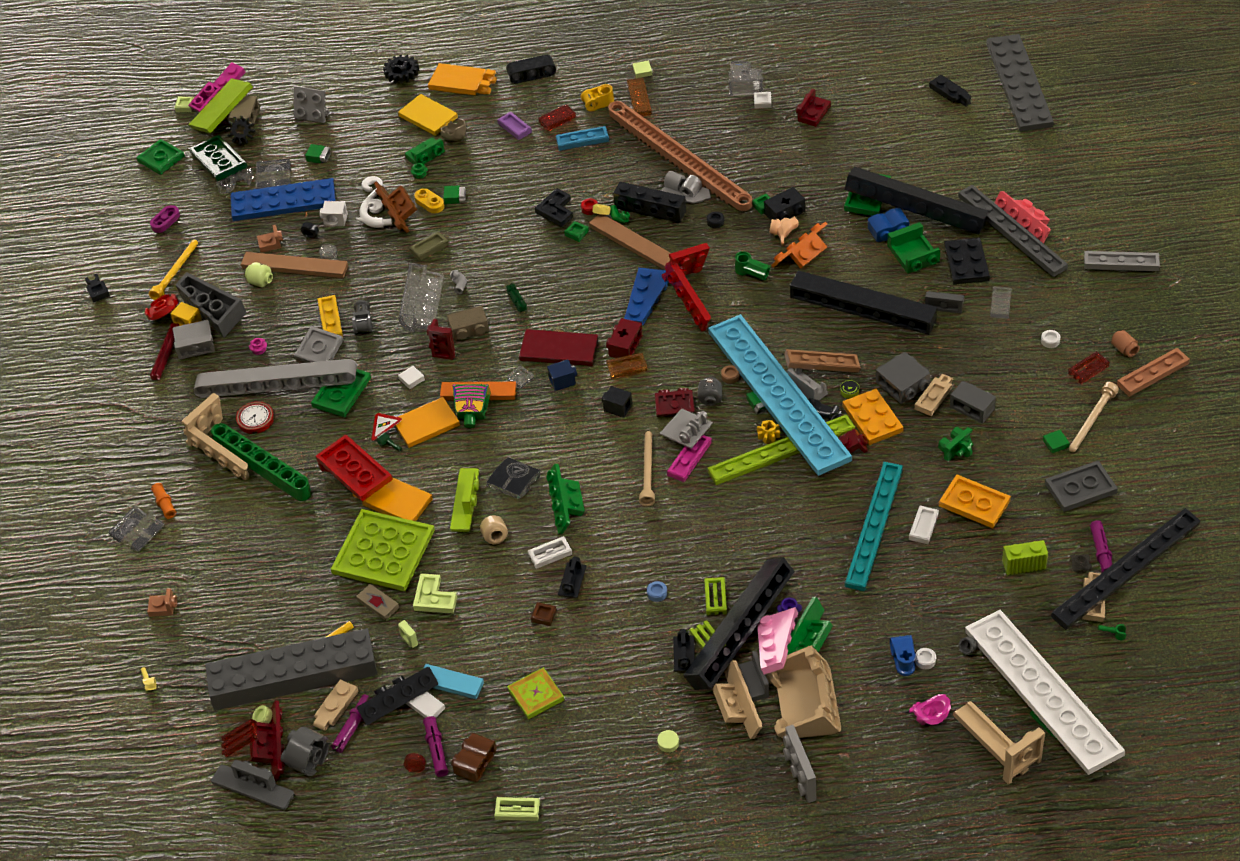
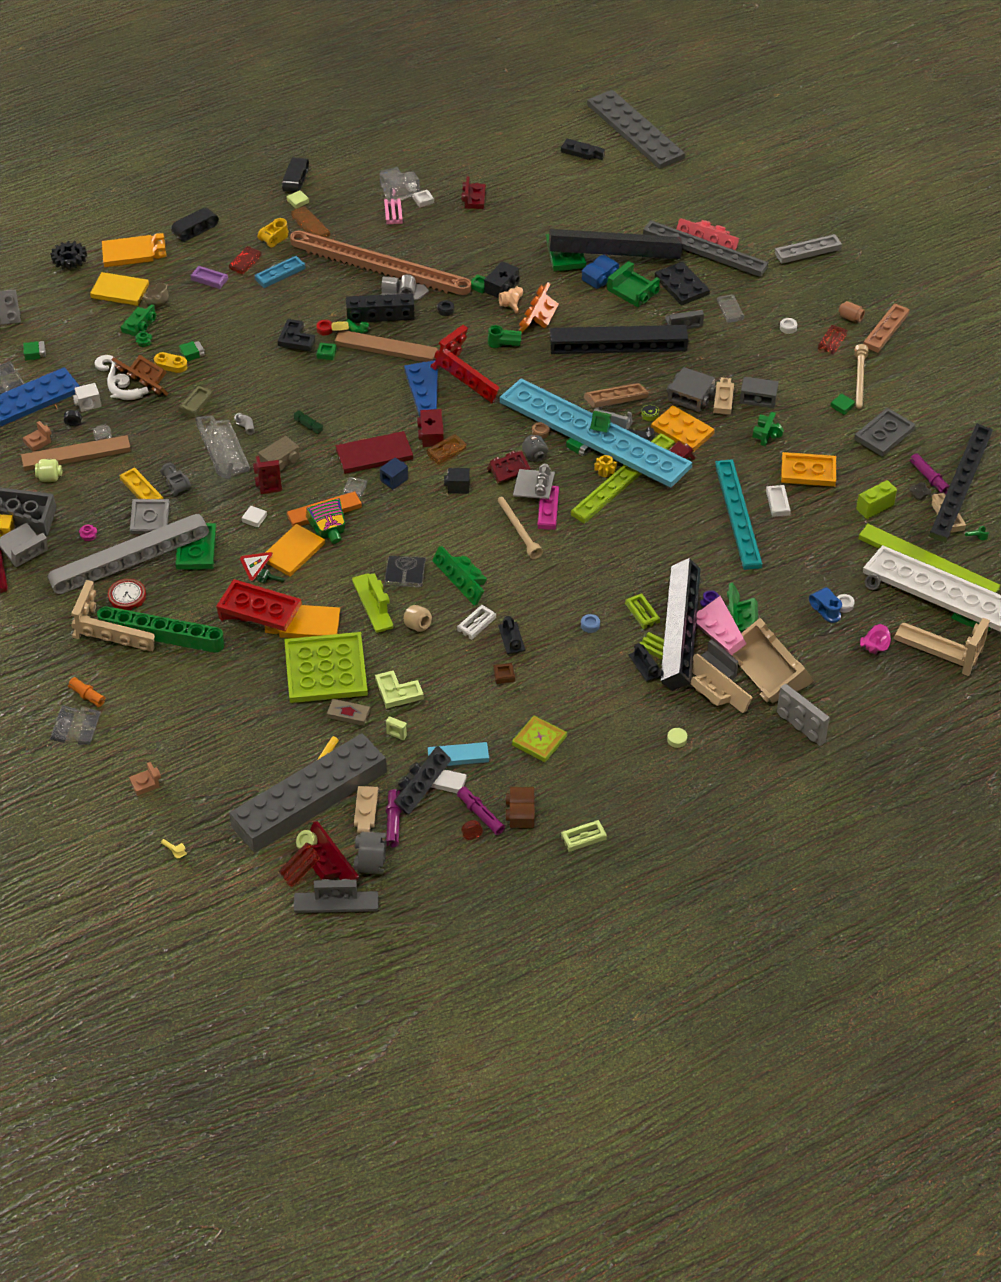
camera: 30 degrees left, 0 degrees up
(653, 43) = (295, 174): none -> black beam
(727, 98) = (393, 203): none -> bright pink tile
(784, 384) = (600, 421): none -> green tile
(1005, 601) = (878, 537): none -> lime tile

